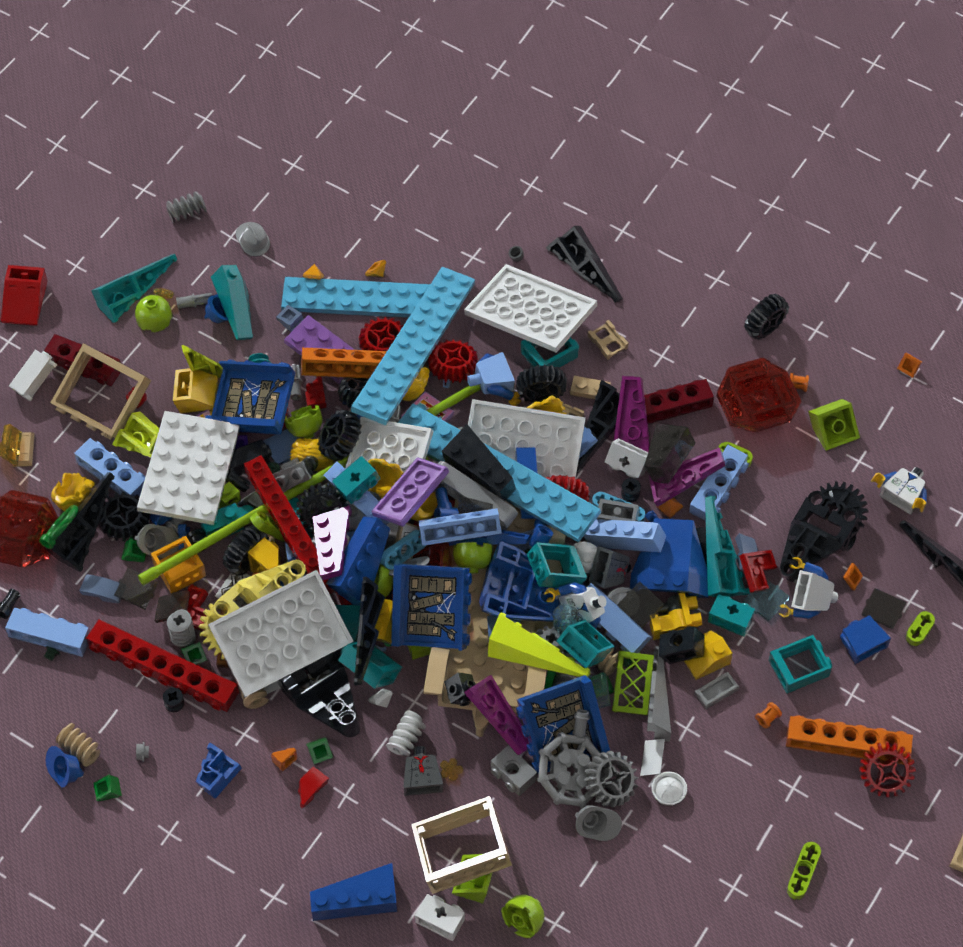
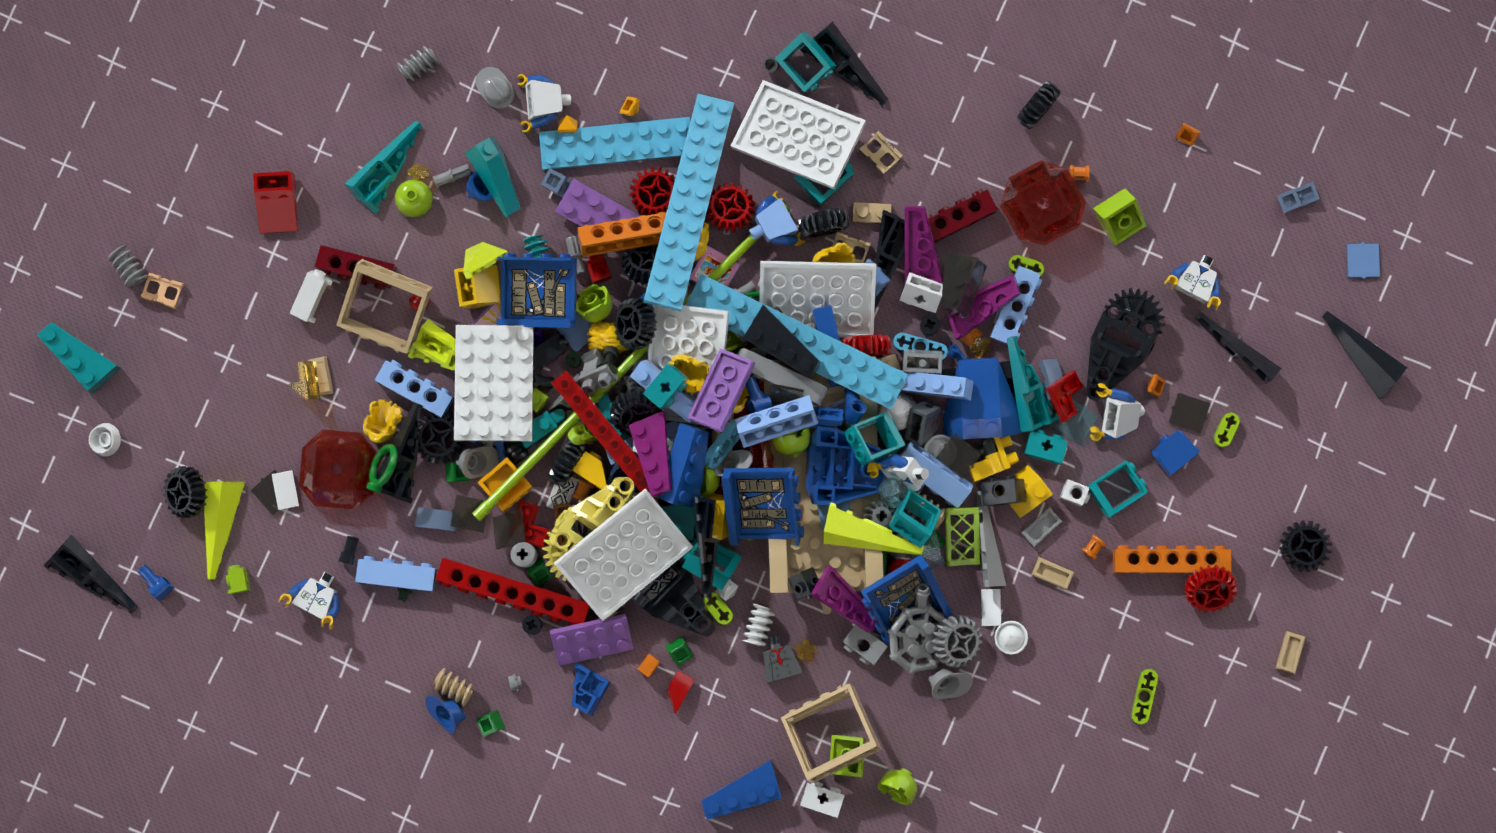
camera: 10 degrees left, 25 degrees up
(231, 720) = (591, 639): none -> medium lavender plate
(294, 252) = (543, 100): none -> white torso
(371, 712) = (722, 606): none -> lime beam
(538, 241) = (792, 48): none -> teal window
(678, 513) = (980, 346): none -> clear yellow plant
(722, 734) = (1052, 573): none -> tan tile
(754, 653) = (1066, 493): none -> white brick

